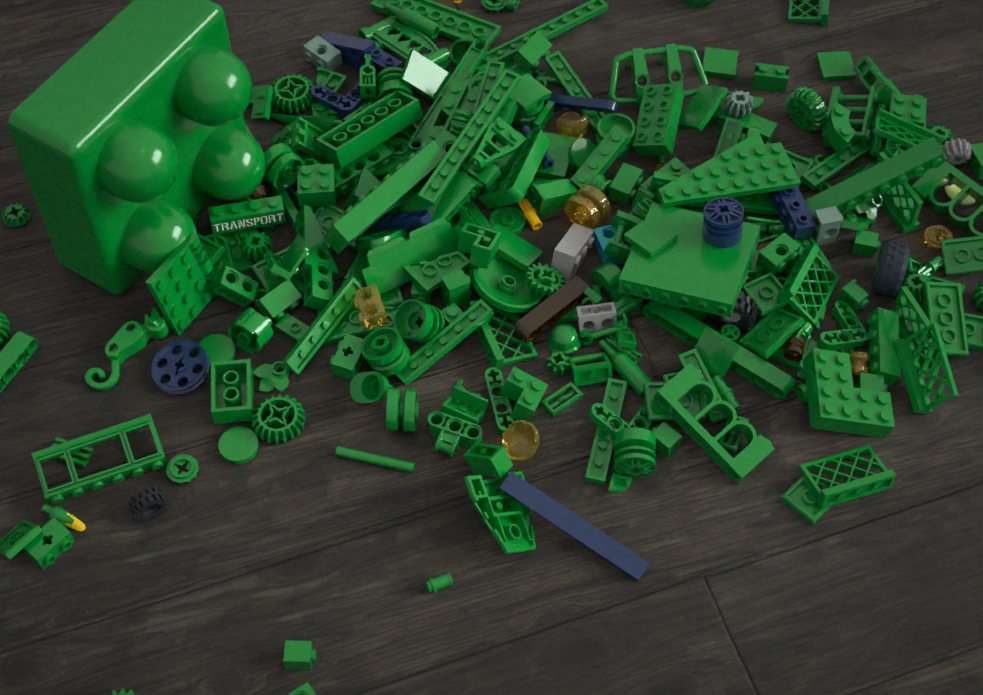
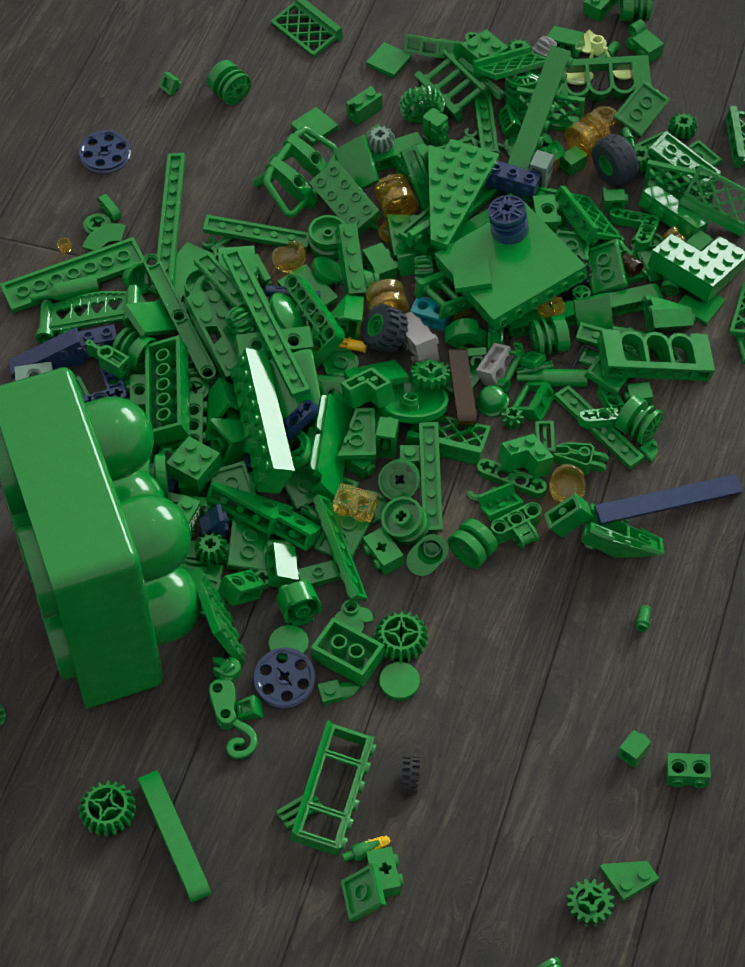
camera: 50 degrees left, 0 degrees up
(139, 364) = (249, 708): none -> green slope
(182, 461) = (394, 727): green gear -> none
(196, 409) = (334, 692): none -> green plate
(280, 235) = (215, 522): none -> dark blue slope
(290, 262) = (258, 527): green bracket -> none
(375, 459) = (494, 594): green piece -> none
(485, 10) = (104, 235): none -> green tile
(505, 134) = (286, 299): green plate -> none
(532, 51) = (189, 232): green brick -> none
(557, 222) = (384, 328): none -> black wheel
(559, 434) = (580, 455): none -> green hinge
(583, 103) = (284, 232): dark blue beam -> none
(660, 335) = (550, 335): none -> green wheel
(693, 323) = (558, 308): none -> clear yellow gear
(696, 147) = (395, 195): none -> clear yellow wheel
(765, 406) = (666, 315): none -> green slope
(793, 131) = (435, 128): none -> green brick
(802, 432) = (703, 310): none -> green tile
(838, 128) = (464, 98): green brick -> none
(906, 232) = (586, 132): none -> clear yellow wheel

